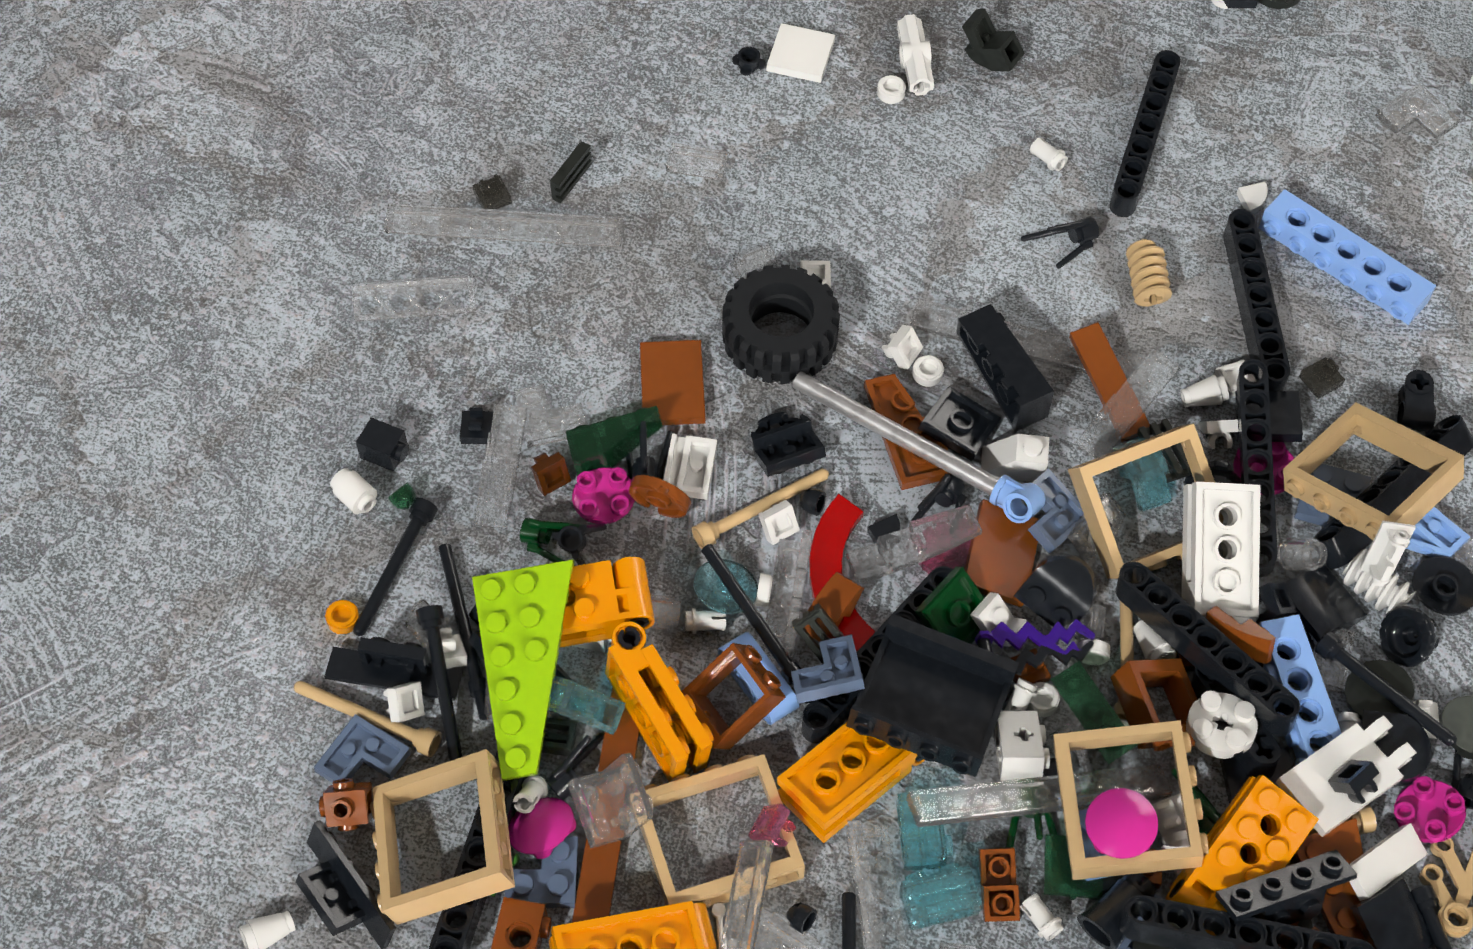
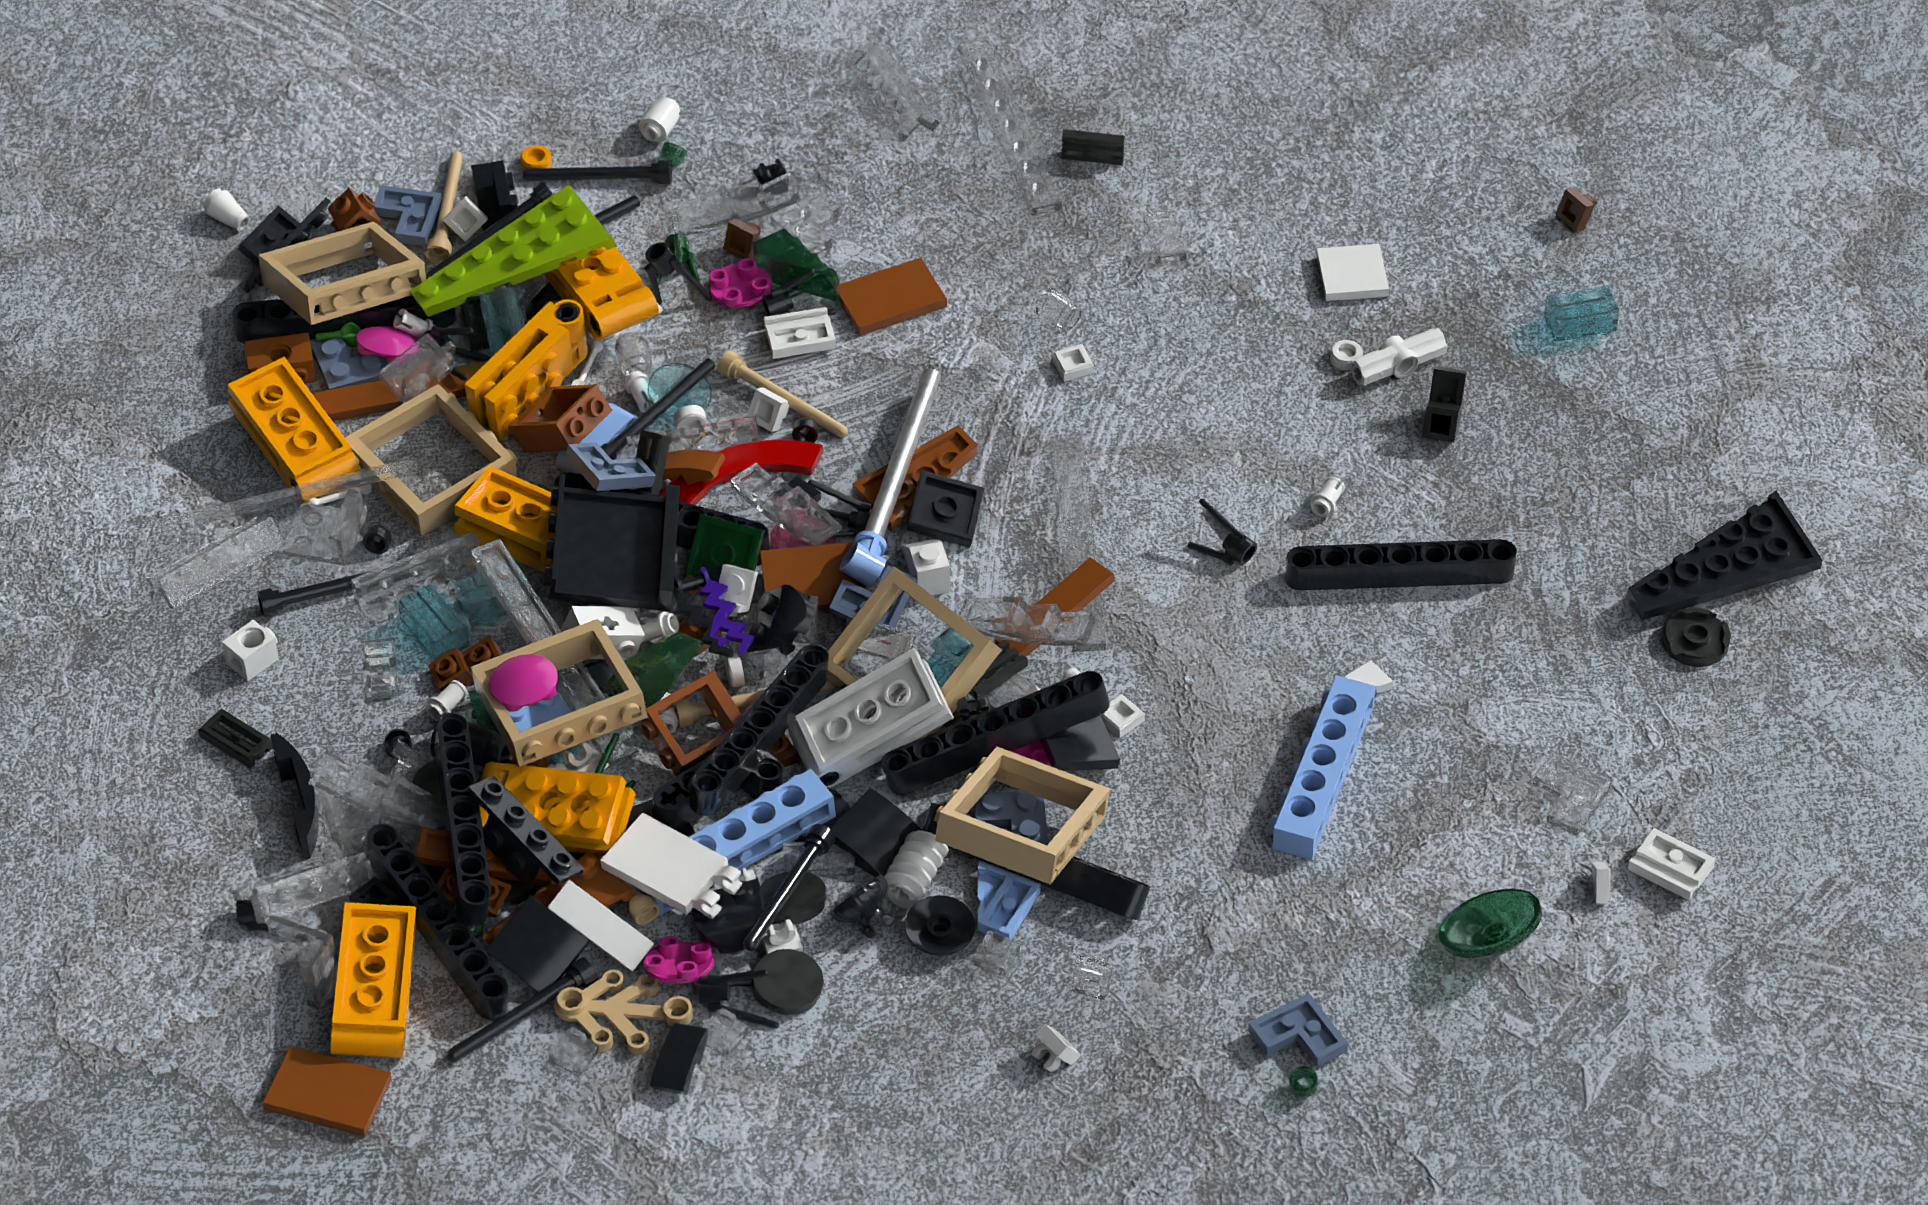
camera: 70 degrees right, 10 degrees down
(382, 444) = (717, 121): black brick -> none
(492, 193) = (1041, 104): clear smoke tile -> none
(661, 494) = (746, 313): dark orange tile -> none
(748, 60) = (1316, 234): black plate -> none
(769, 824) = (439, 471): clear pink tile -> none
(785, 292) = (987, 313): black tyre -> none
(785, 443) = (858, 390): black slope -> none
(903, 347) = (1015, 445): white tile -> none
(928, 370) = (1002, 476): white tile -> none
(1005, 367) = (1020, 519): black wedge -> none
(1148, 273) = (1205, 606): tan piece -> none
(1228, 708) = (671, 742): white plate -> none
(1249, 636) = (783, 762): dark orange slope -> none
(1255, 297) = (1221, 704): black beam -> none
(1276, 600) = (847, 782): black tile -> none
(1302, 554) = (907, 798): clear brick -> none
(1322, 377) = (1157, 784): clear smoke tile -> none
(1355, 777) = (657, 857): black tile -> none
(1386, 551) = (919, 829): white hinge -> none
(1416, 402) = (1157, 864): black piece -> none

